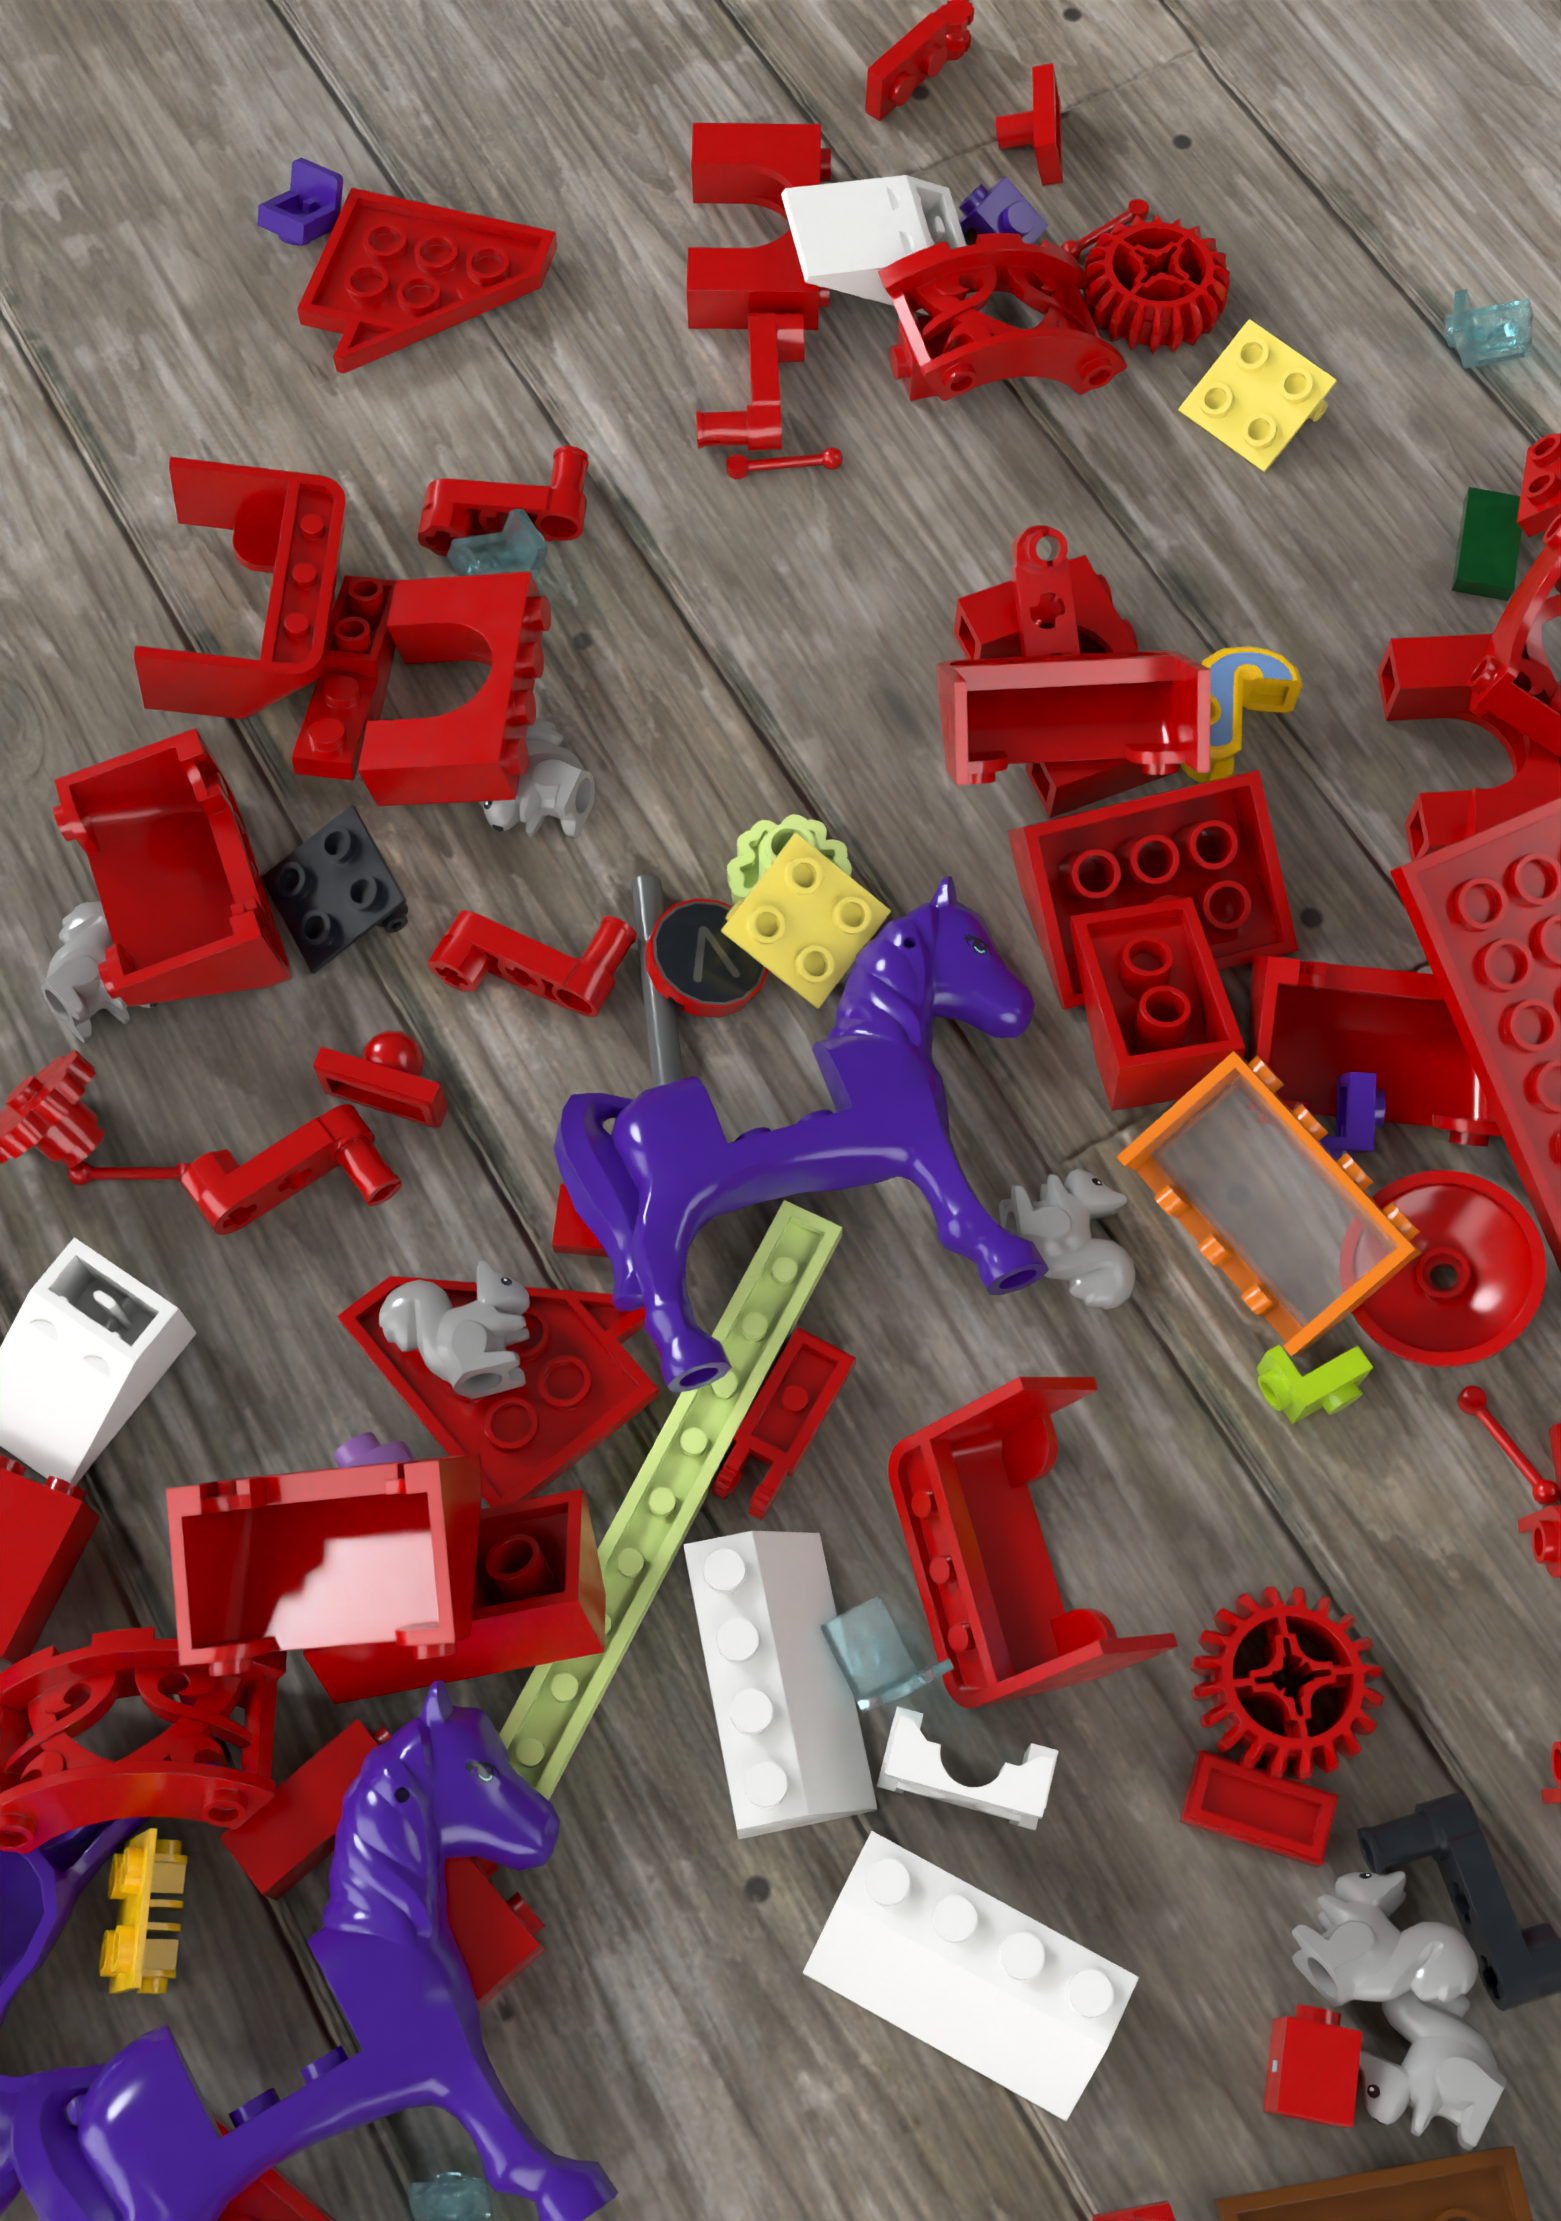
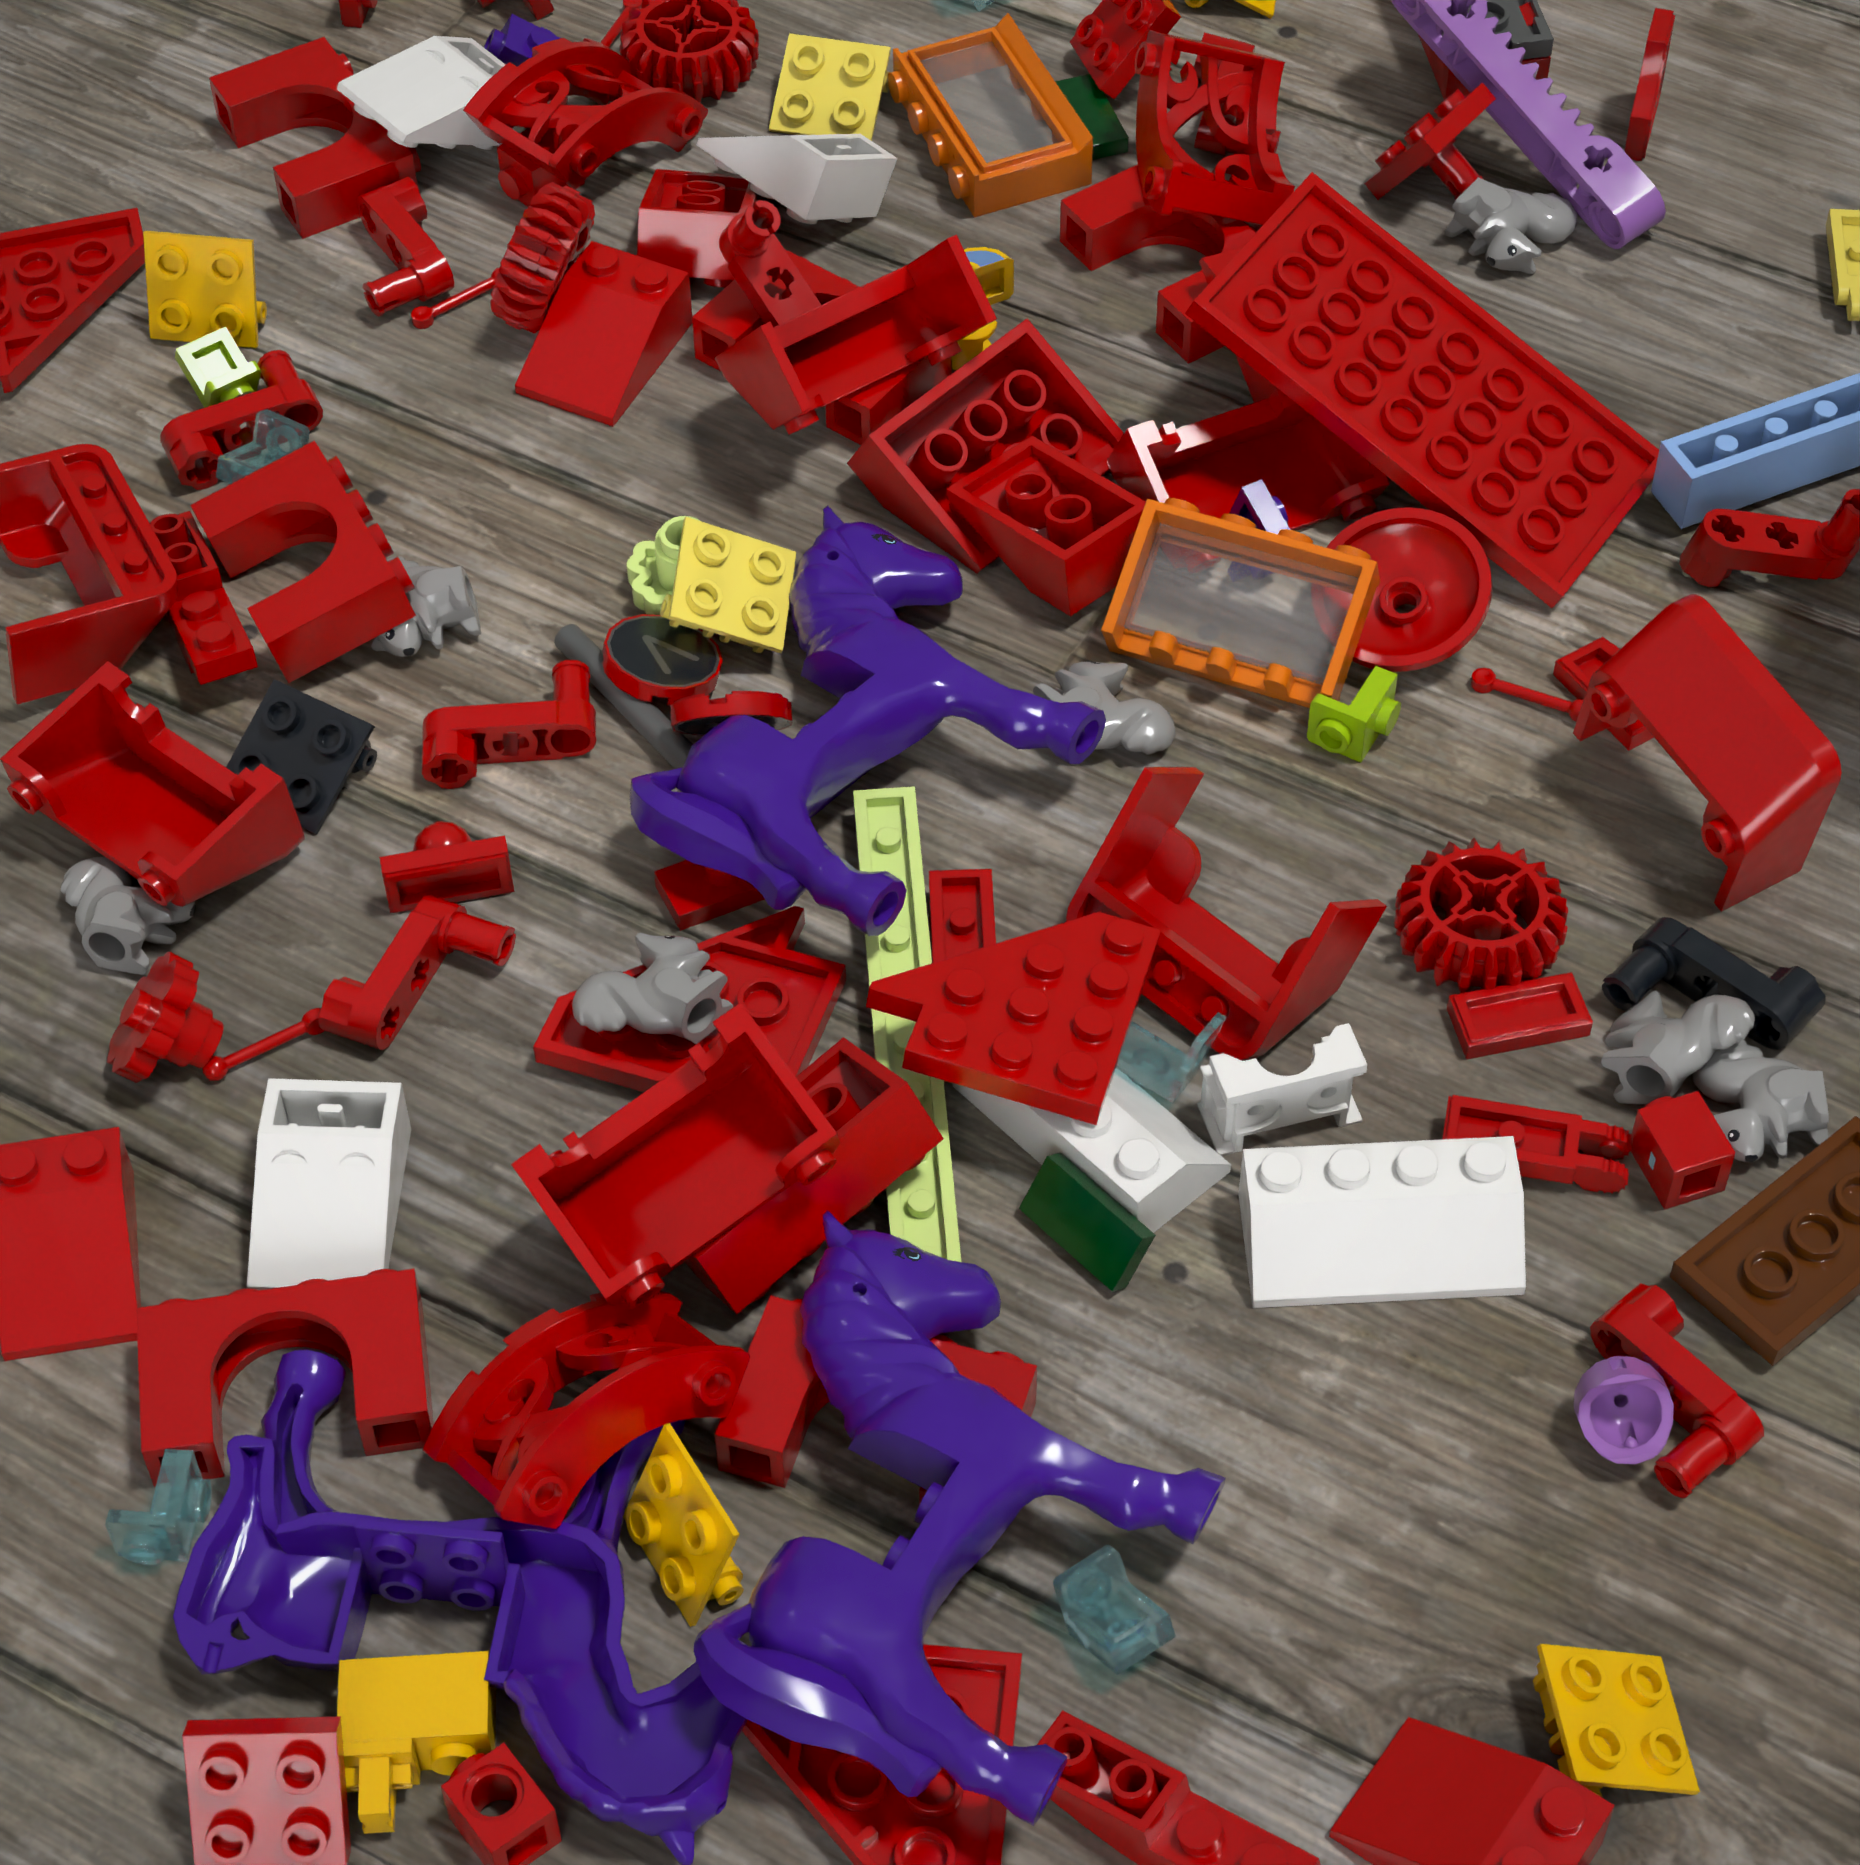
camera: 30 degrees left, 15 degrees down
(519, 441) = (217, 368): none -> bracket
(550, 351) = (201, 287): none -> yellow hinge
(698, 1799) = (1086, 1222): none -> dark green tile
(718, 1061) = (699, 714): none -> red tile
(764, 1568) = (1028, 1014): none -> red wing
(858, 467) = (539, 255): none -> red gear
(879, 571) = (606, 333): none -> red slope
(1038, 476) = (685, 218): none -> red slope
(1169, 482) = (809, 174): none -> white slope
(1171, 1965) = (1547, 1141): none -> red hinge
(1391, 504) = (993, 118): none -> orange window

